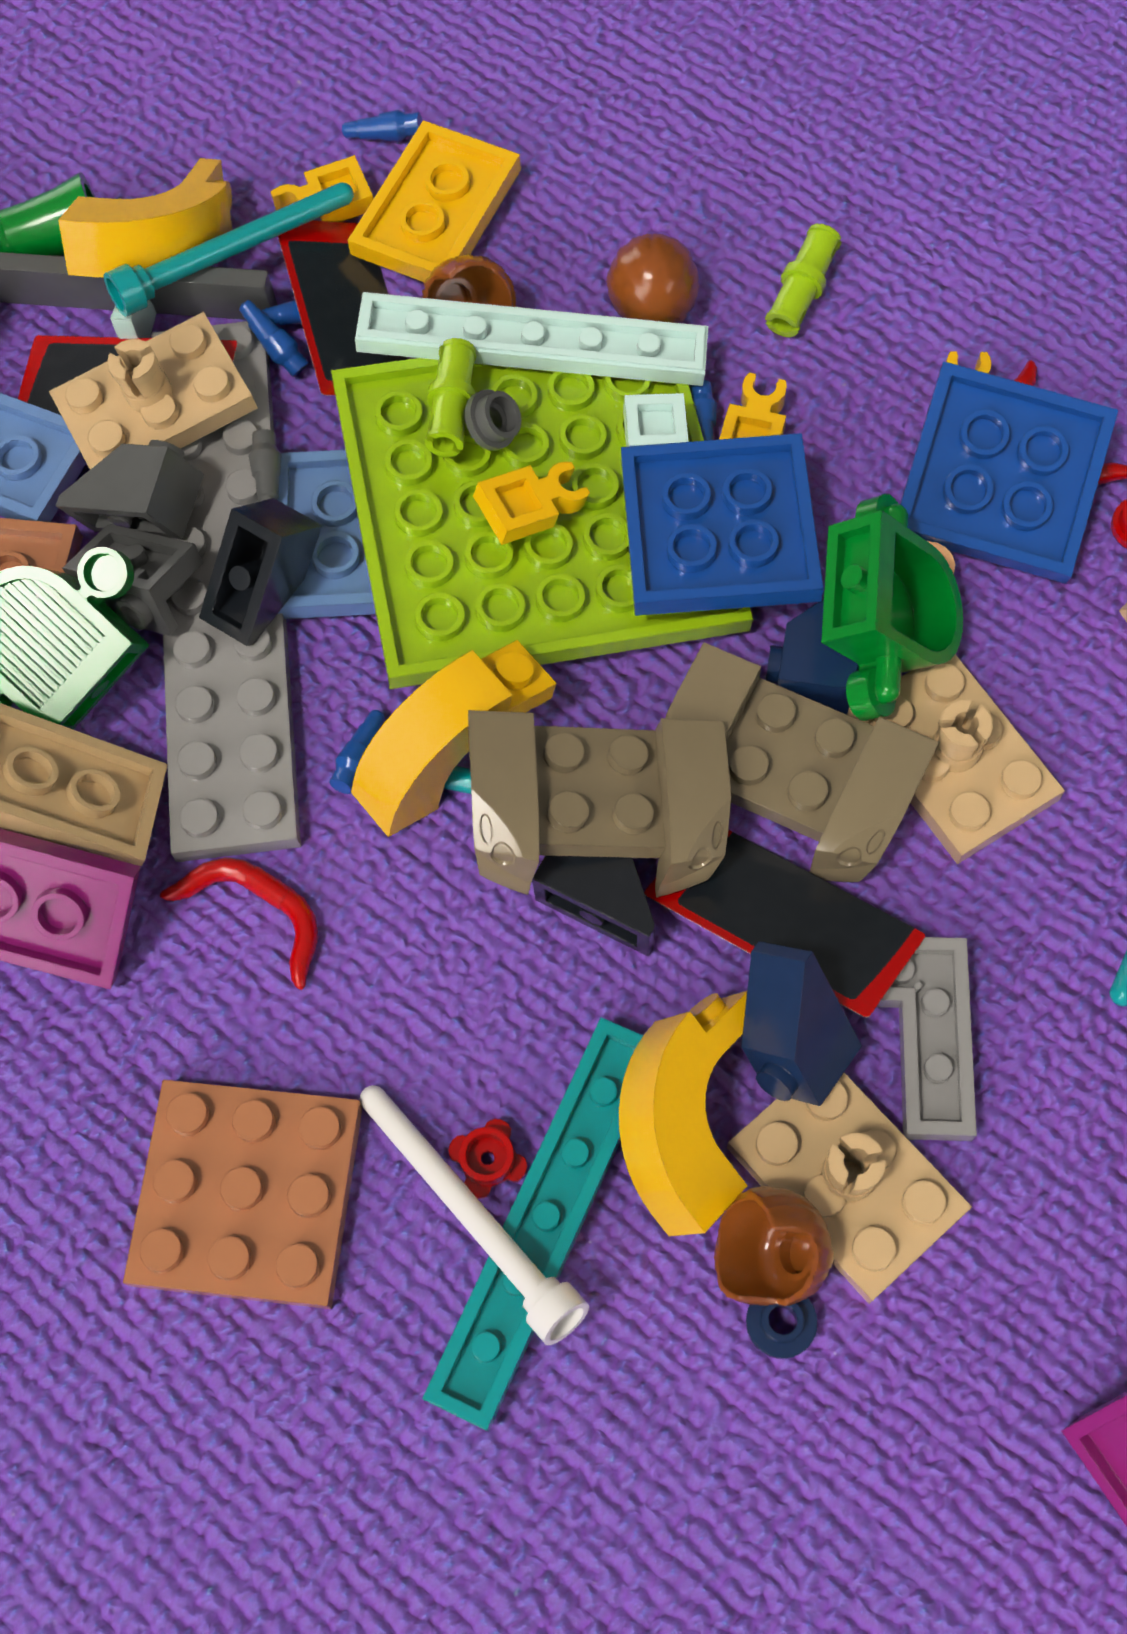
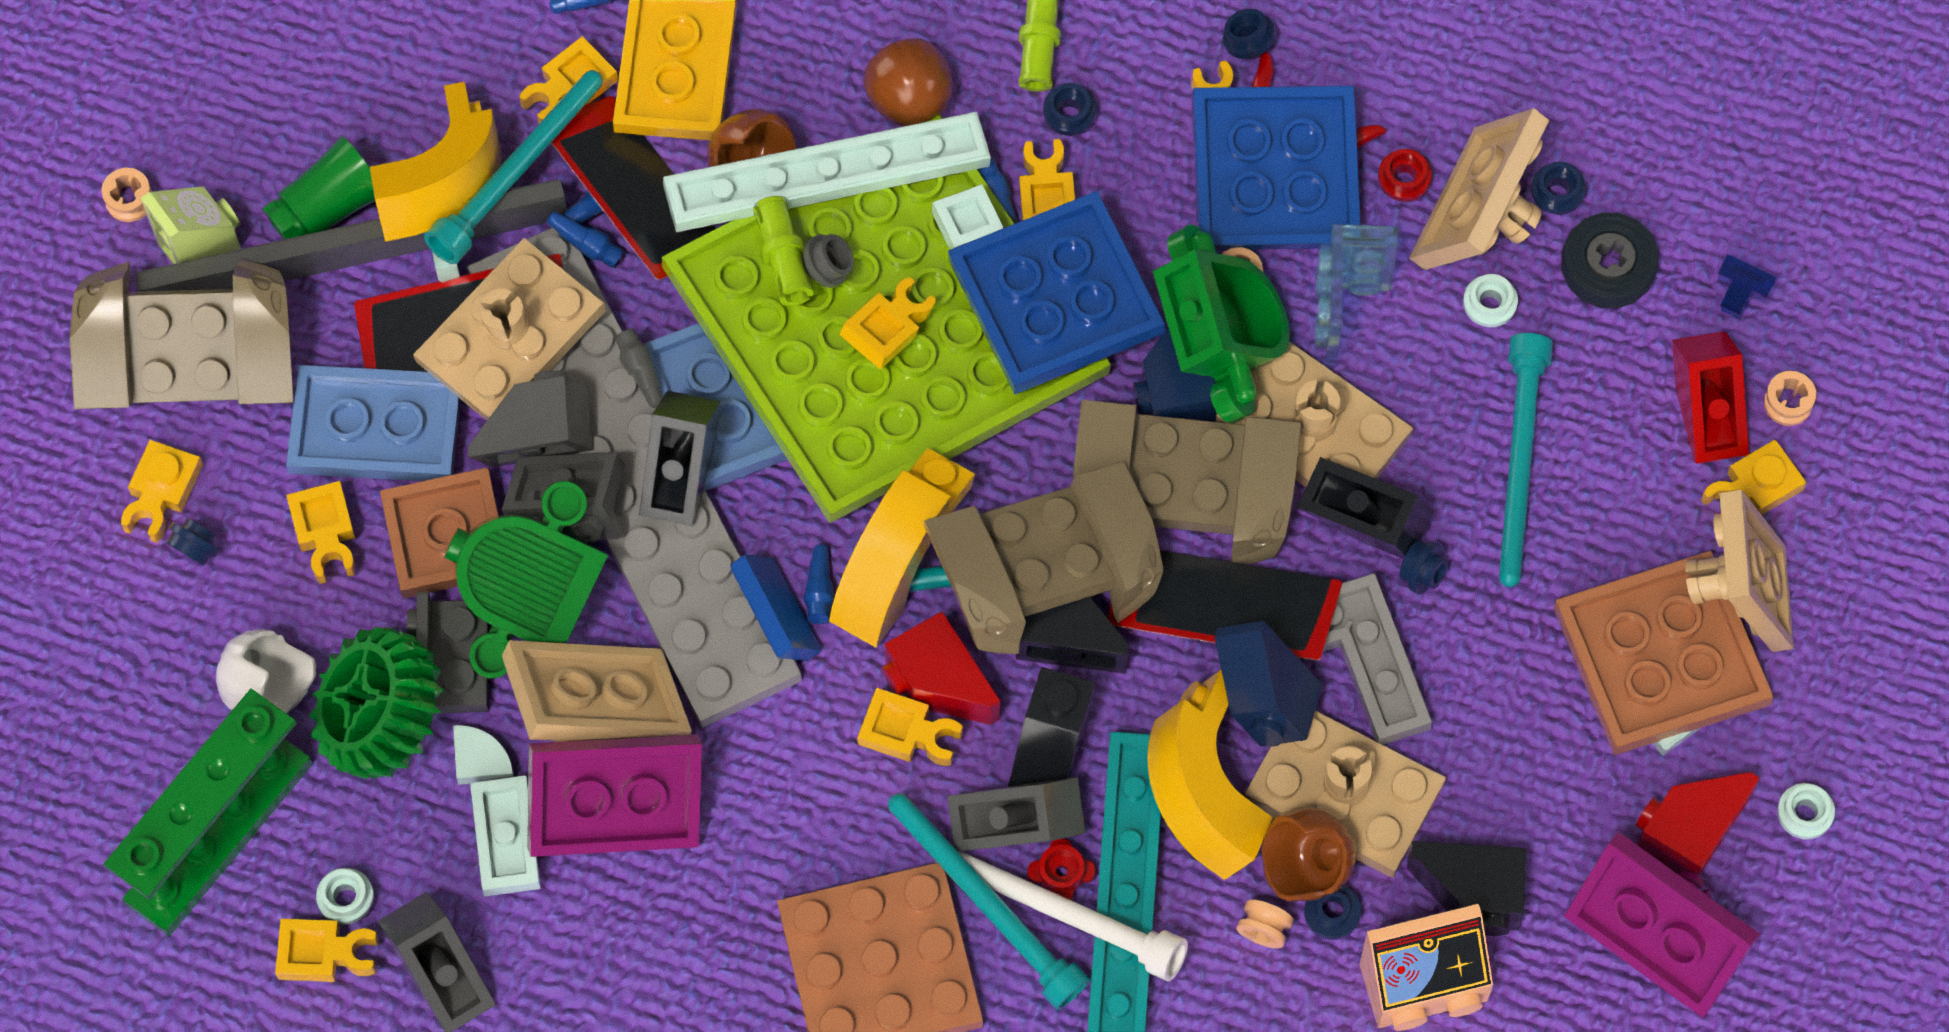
camera: 25 degrees left, 0 degrees up
(268, 889) = (790, 723): red animal -> none
(298, 760) = (775, 608): none -> blue tile
(377, 932) = (900, 725): none -> yellow plate
(432, 1286) = (1059, 979): none -> teal piece
(439, 885) = (938, 670): none -> red slope
(459, 1078) = (1016, 814): none -> dark grey slope
(535, 998) = (1053, 728): none -> black slope
(695, 1309) = (1264, 924): none -> light nougat bush
(809, 345) = (1069, 96): none -> dark blue plate
(871, 1448) = (1427, 968): none -> slope
(965, 1353) = (1474, 875): none -> black slope
(982, 862) = (1365, 508): none -> black slope
(1021, 337) = (1248, 34): none -> dark blue plate
(1026, 949) = (1424, 566): none -> dark blue plate
(1056, 590) = (1354, 260): none -> clear light blue bracket

